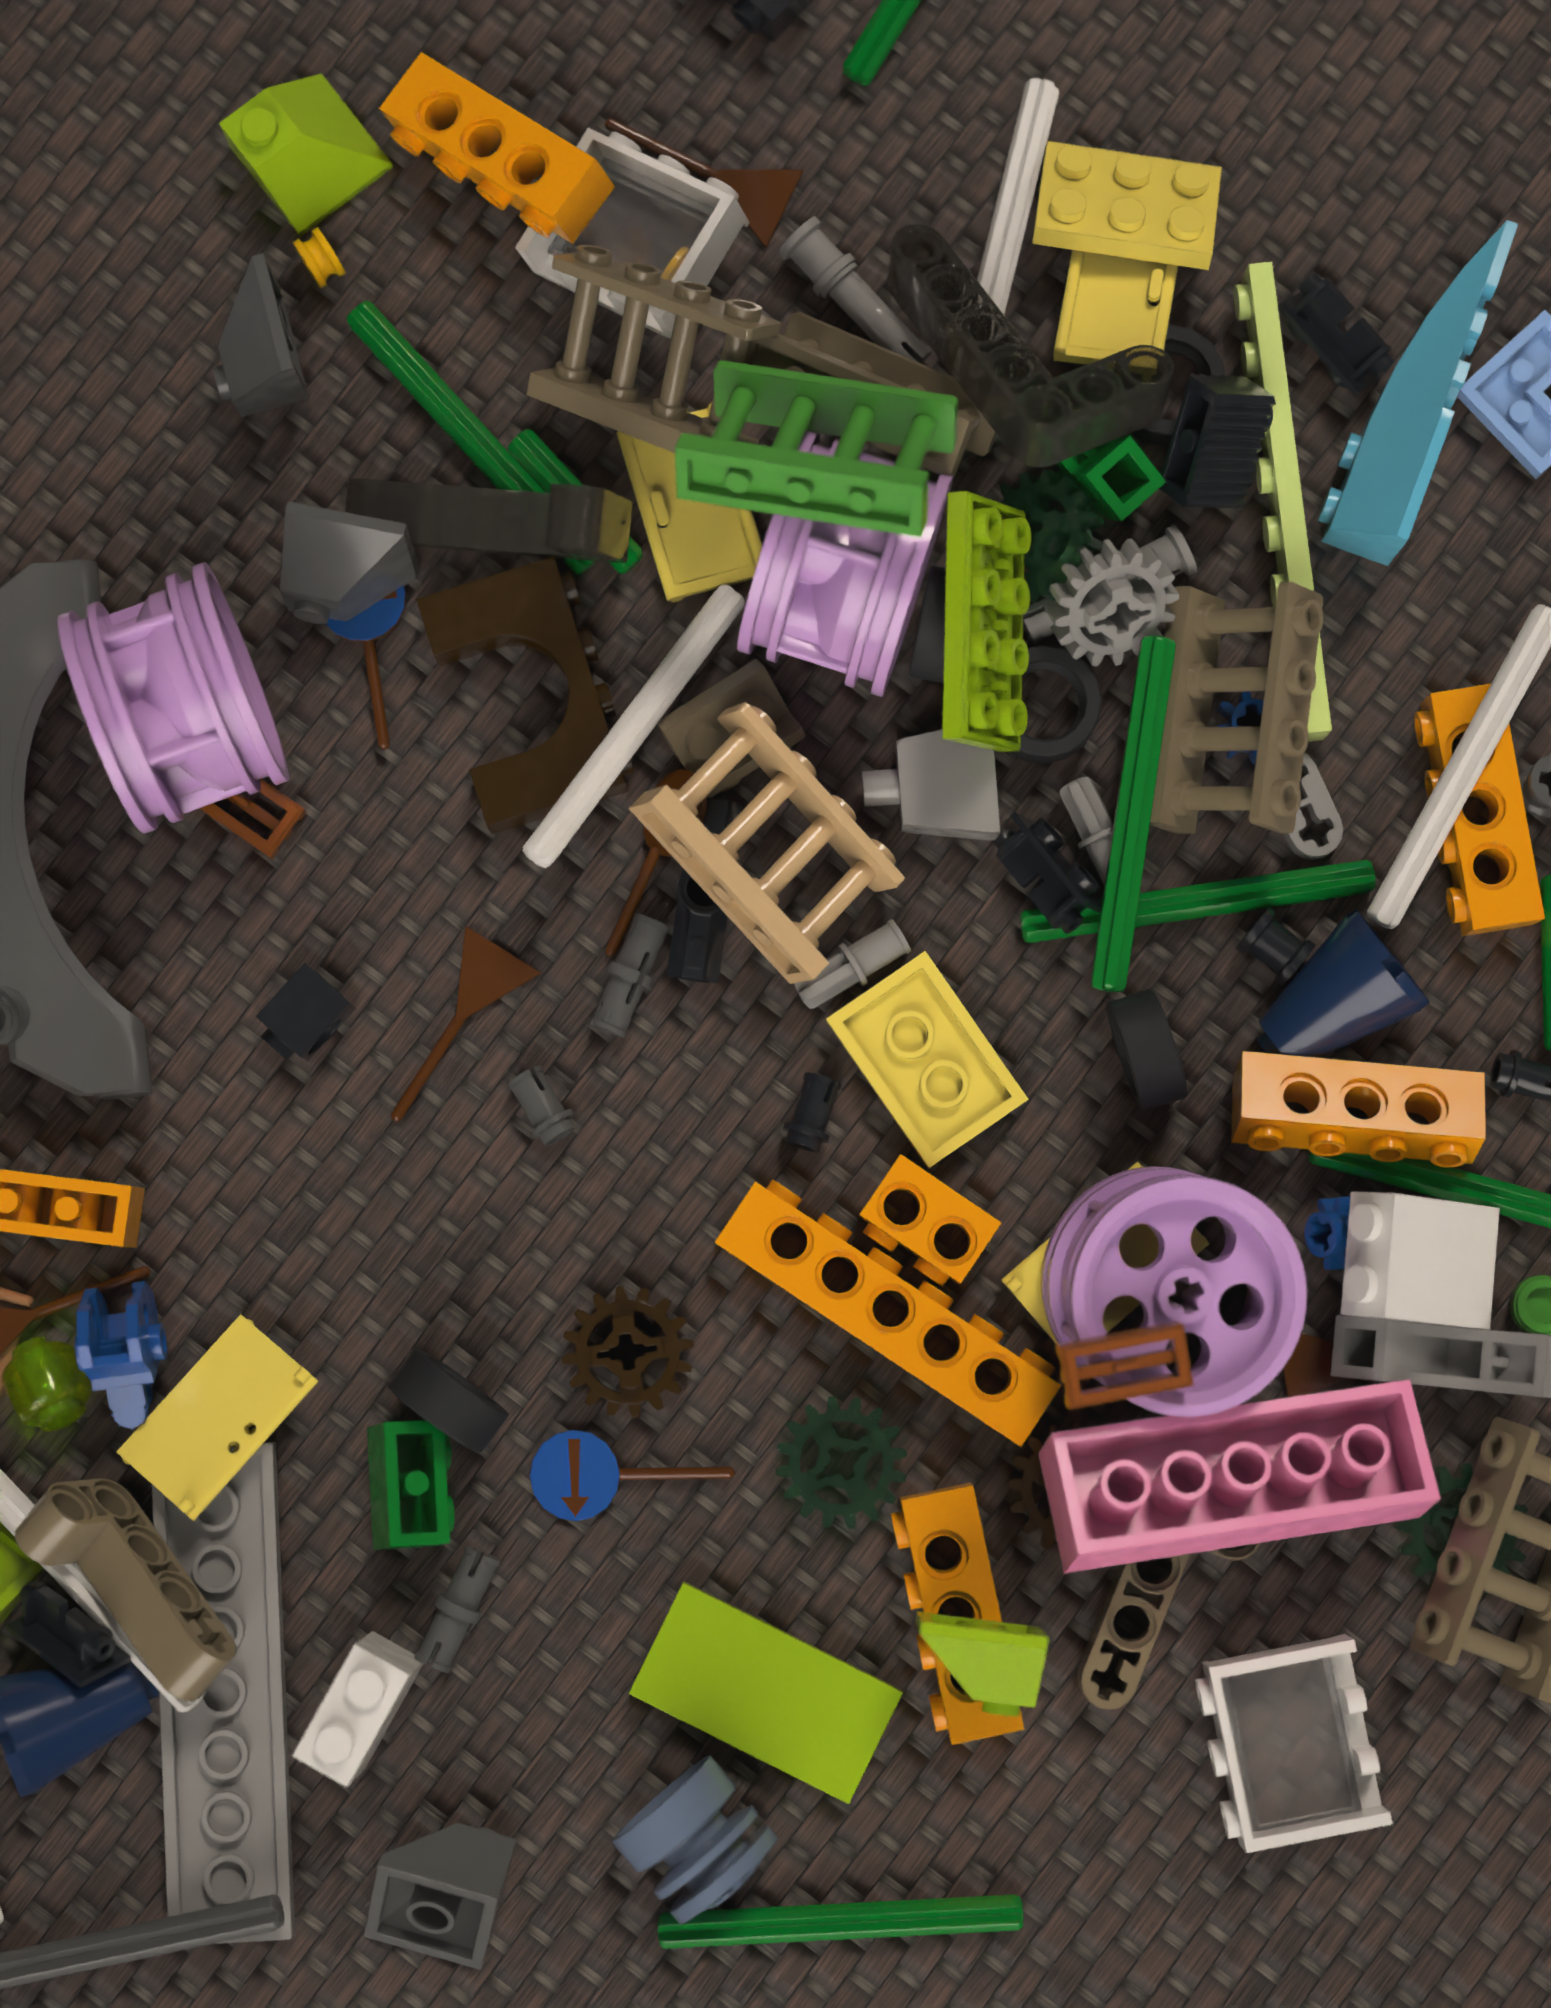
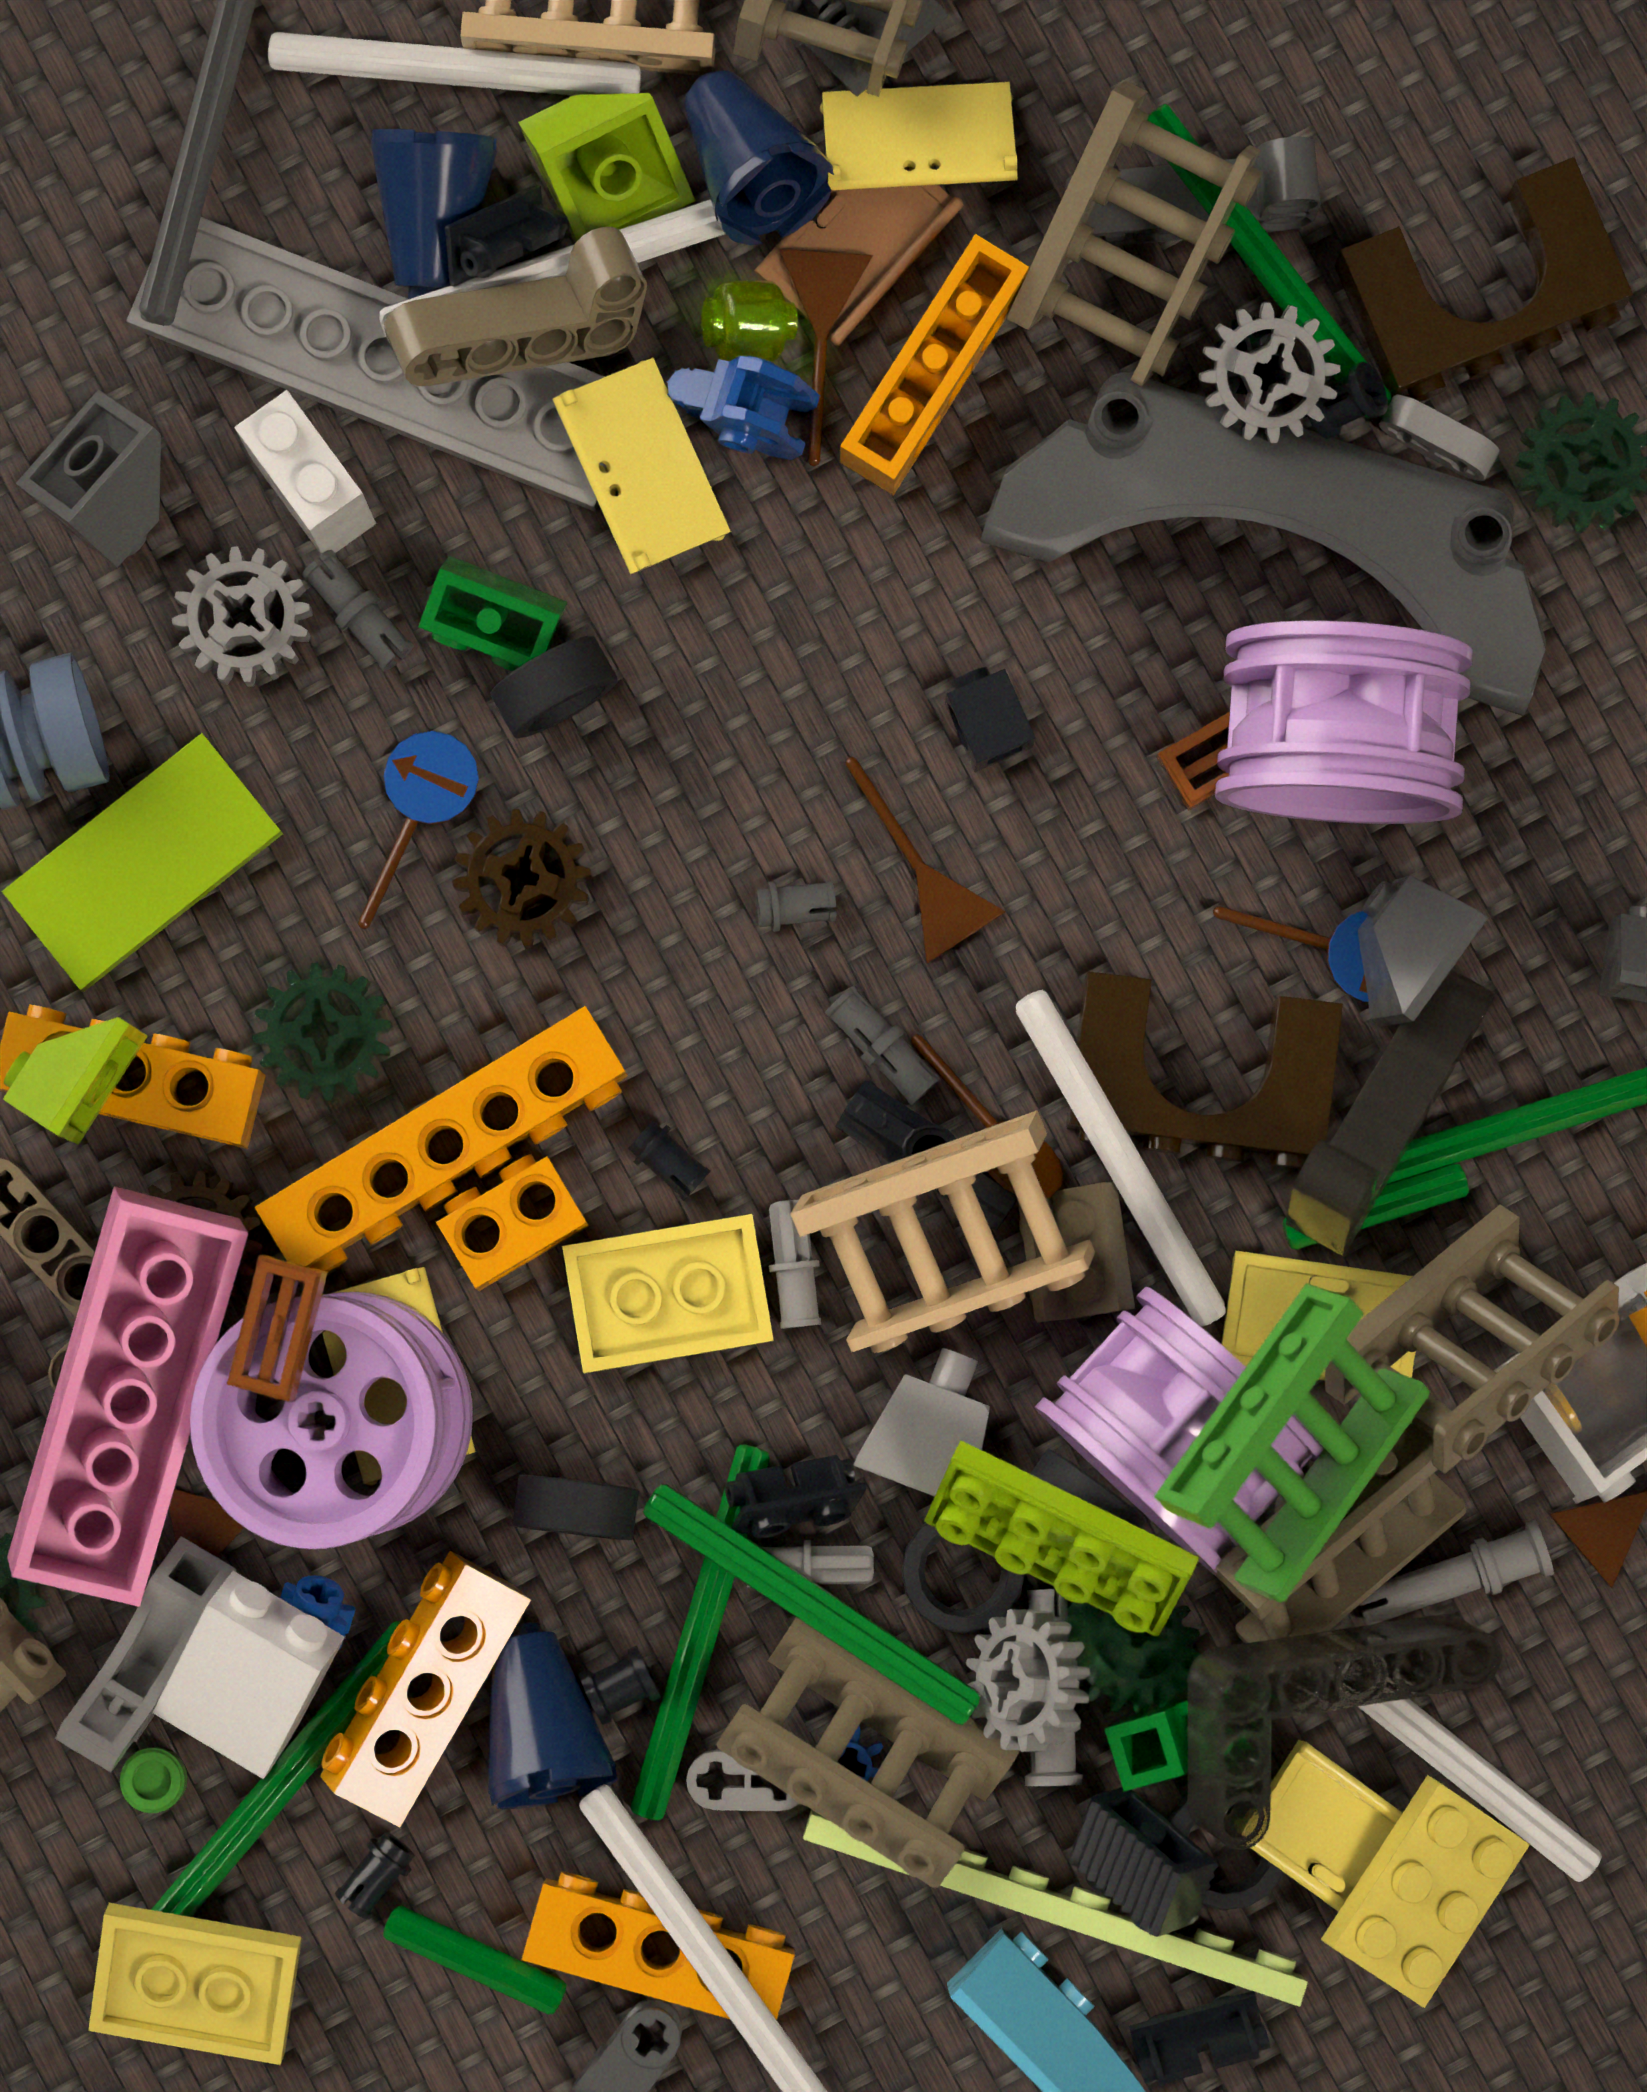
camera: 110 degrees right, 0 degrees up
(481, 1702) = (227, 637): none -> light grey gear

